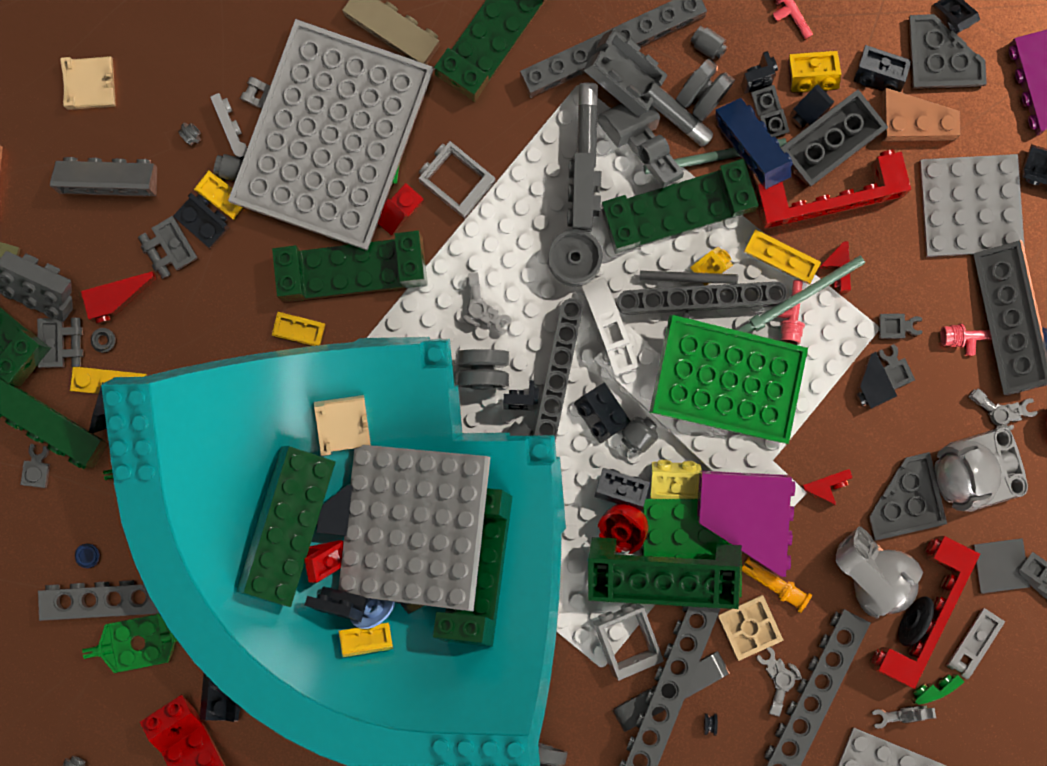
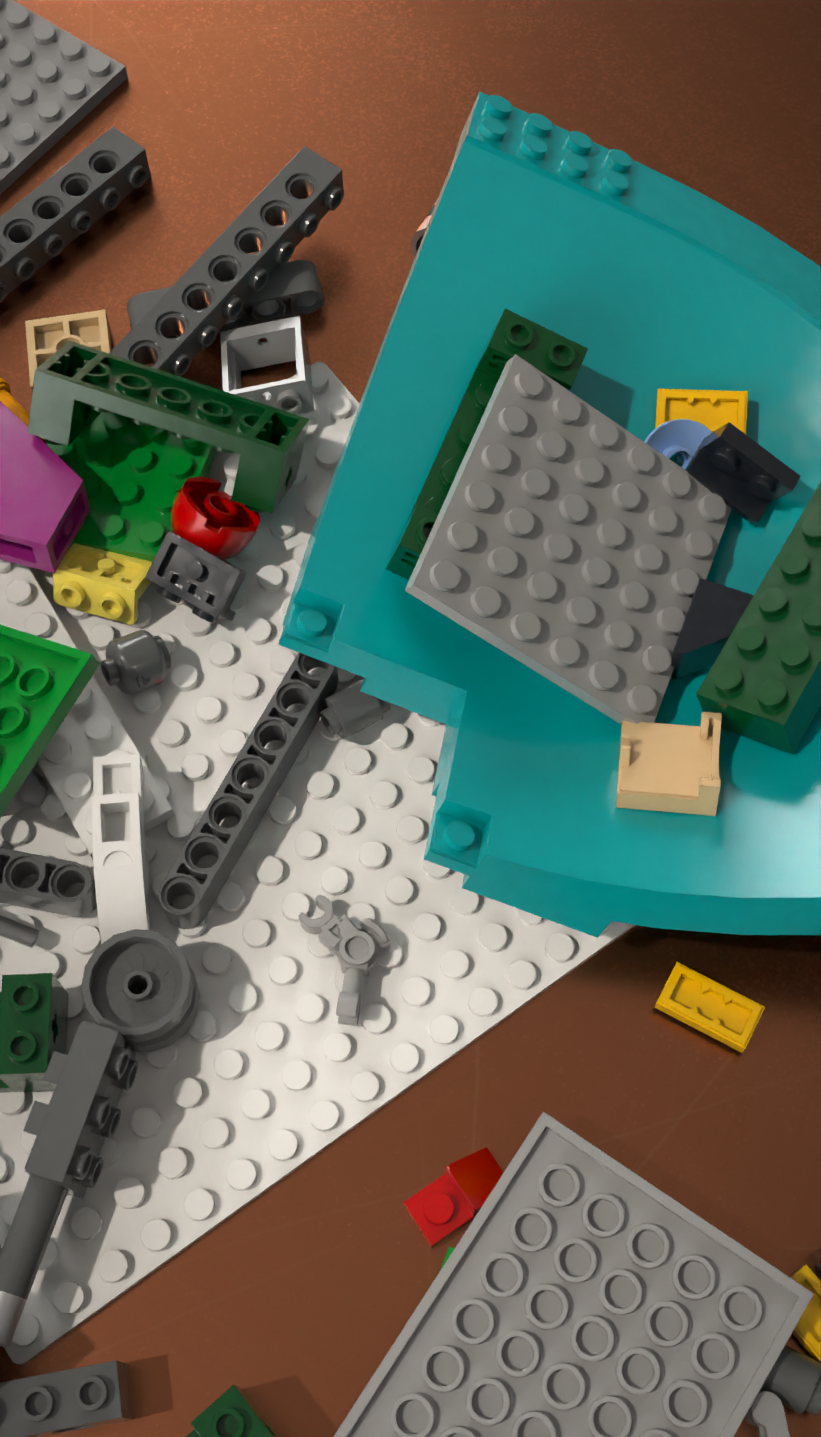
camera: 160 degrees left, 20 degrees down
(323, 560) = (749, 551): red slope -> none
(350, 269) = (607, 1096): dark green plate -> none
(474, 196) = (296, 1180): light grey window -> none
(482, 372) = (378, 826): dark grey wheel -> none
(518, 401) = (322, 754): black bracket -> none
(602, 412) = (188, 715): black bracket -> none
(710, 724) = (182, 250): black bush -> none
(782, 679) = (51, 282): light grey piece -> none

